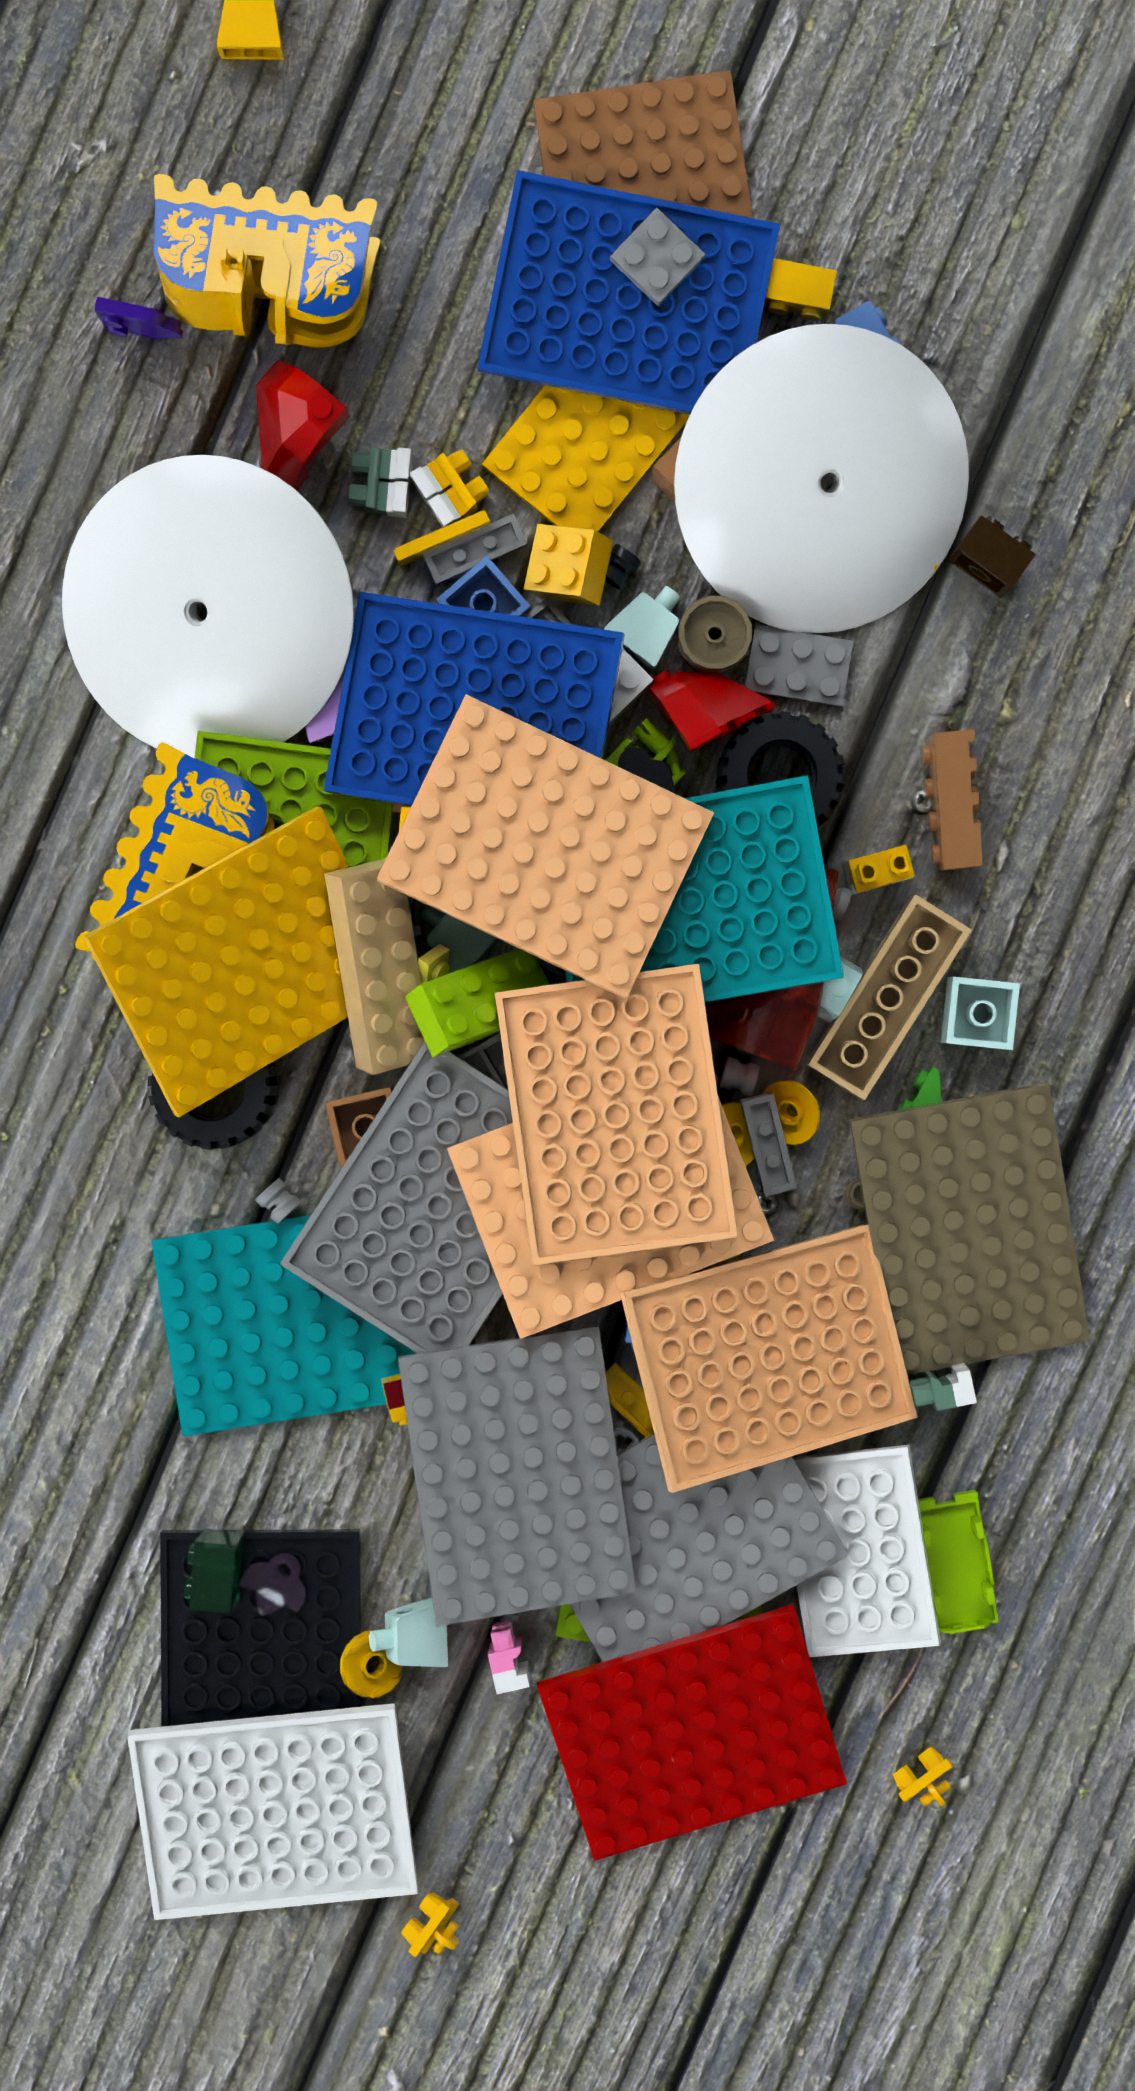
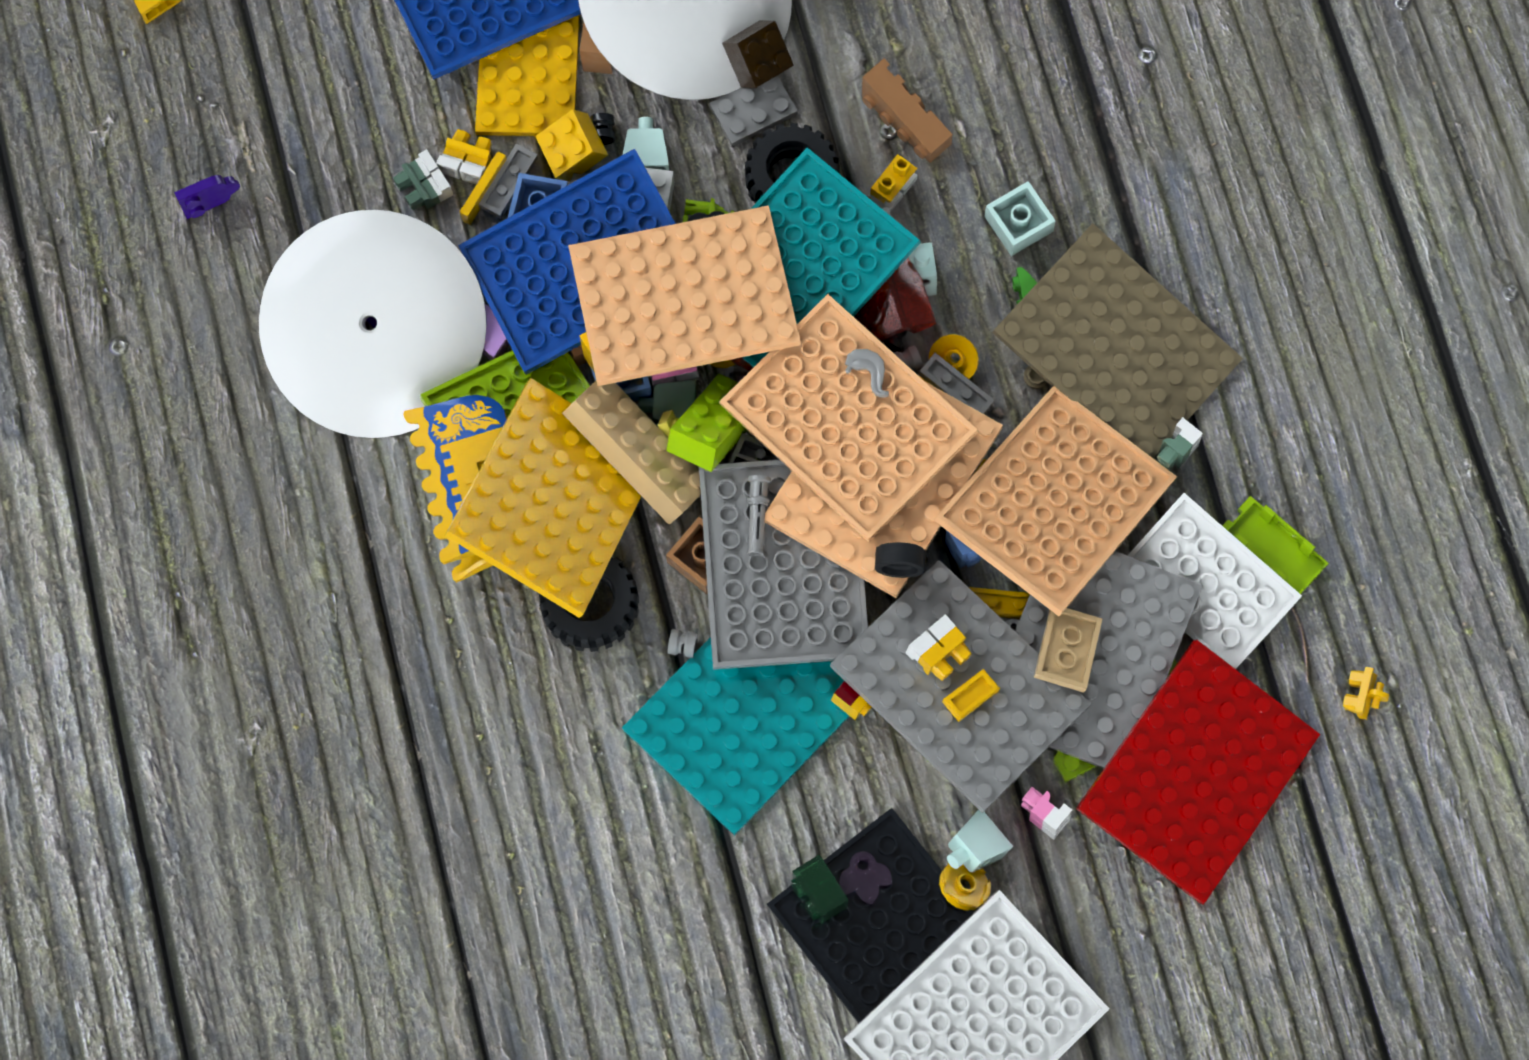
camera: 30 degrees left, 15 degrees down
(231, 249) = (275, 91): yellow animal -> none
(294, 421) = (342, 178): red brick -> none
(422, 1936) = (1137, 1035): yellow hips -> none
(454, 1129) = (758, 503): none -> light grey pin
(505, 1434) = (937, 645): none -> yellow hips
(515, 1500) = (971, 695): none -> yellow tile
(546, 1316) = (900, 559): none -> black tyre
(654, 1526) = (1068, 649): none -> tan plate
(685, 1078) = (868, 360): none -> light grey piece
(705, 617) = (689, 124): dark tan wheel -> none
(705, 705) = (713, 164): red brick -> none
(846, 614) = (758, 54): none -> dark brown brick
(888, 997) = (958, 249): tan brick -> none

